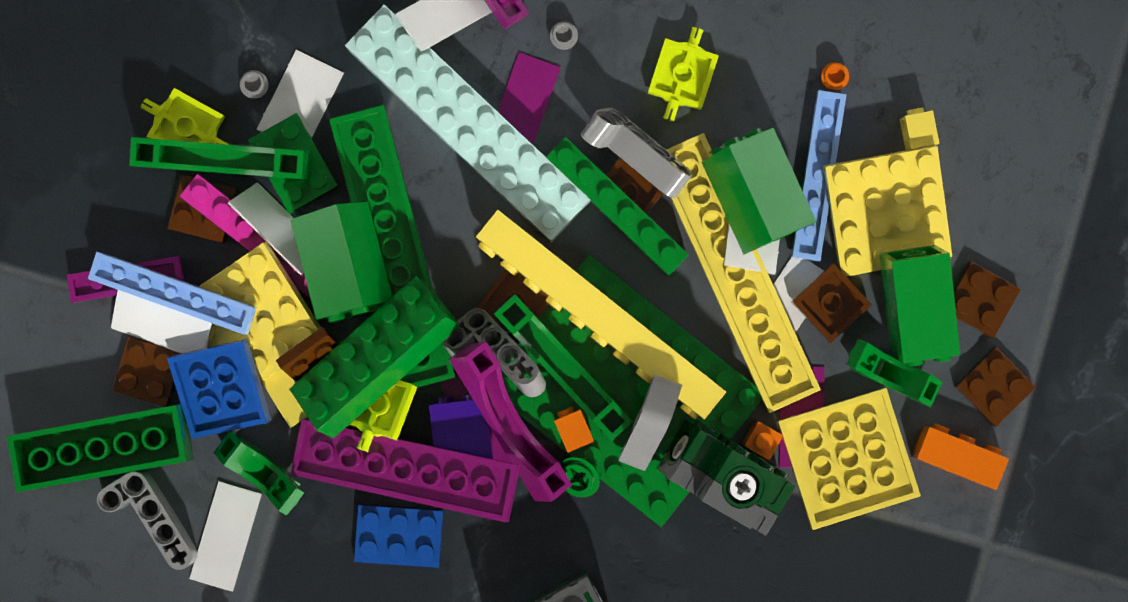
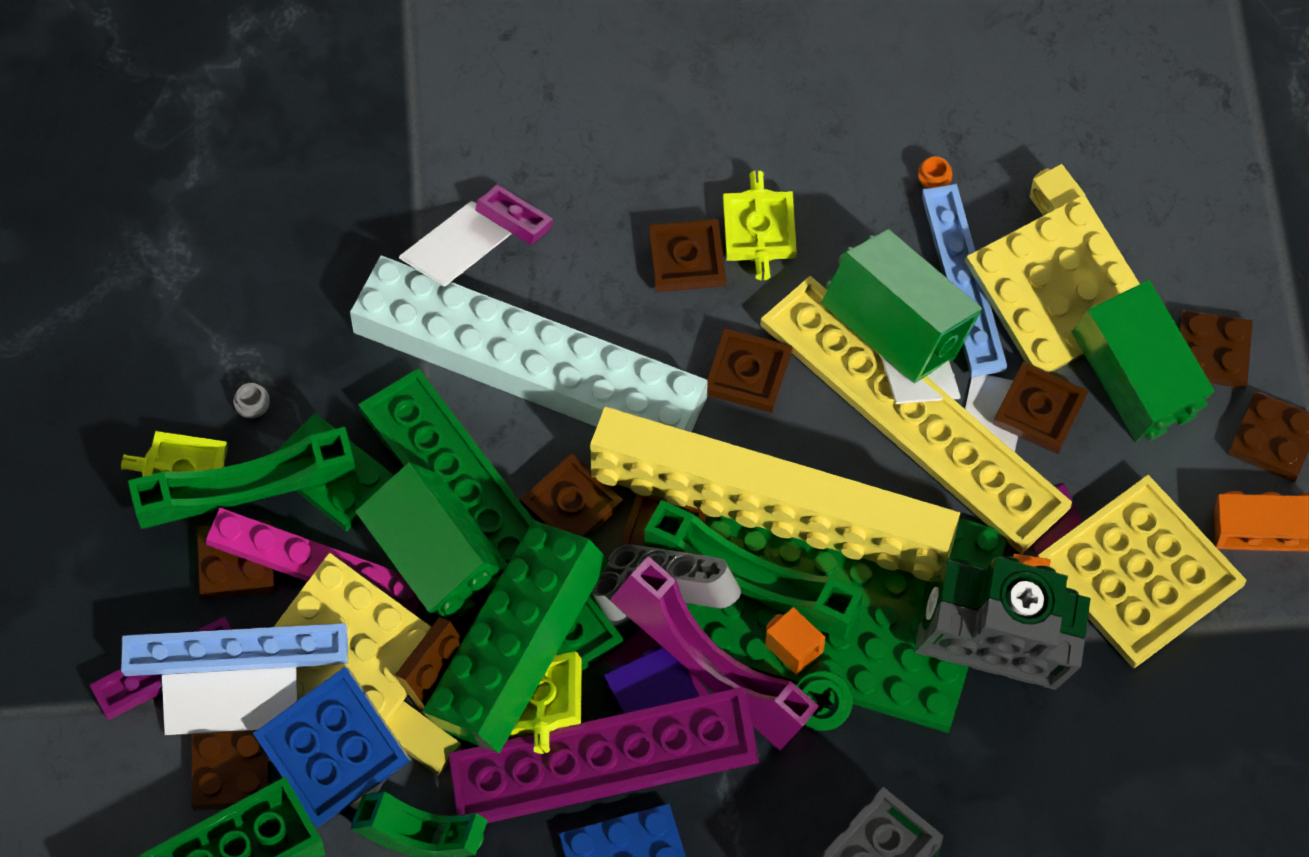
camera: 20 degrees left, 25 degrees down
(269, 221) = (335, 541): white piece -> none
(302, 90) = (310, 386): white window -> none
(456, 254) = (572, 499): none -> reddish brown plate
(528, 94) = (586, 300): magenta piece -> none
(563, 35) = (603, 231): light grey plate -> none
(618, 79) = (687, 255): none -> reddish brown plate
(618, 207) = (800, 406): green arch -> none
(638, 149) = (741, 313): light grey beam -> none
(650, 422) = (885, 586): light grey beam -> none
(893, 373) = (1133, 457): green arch -> none

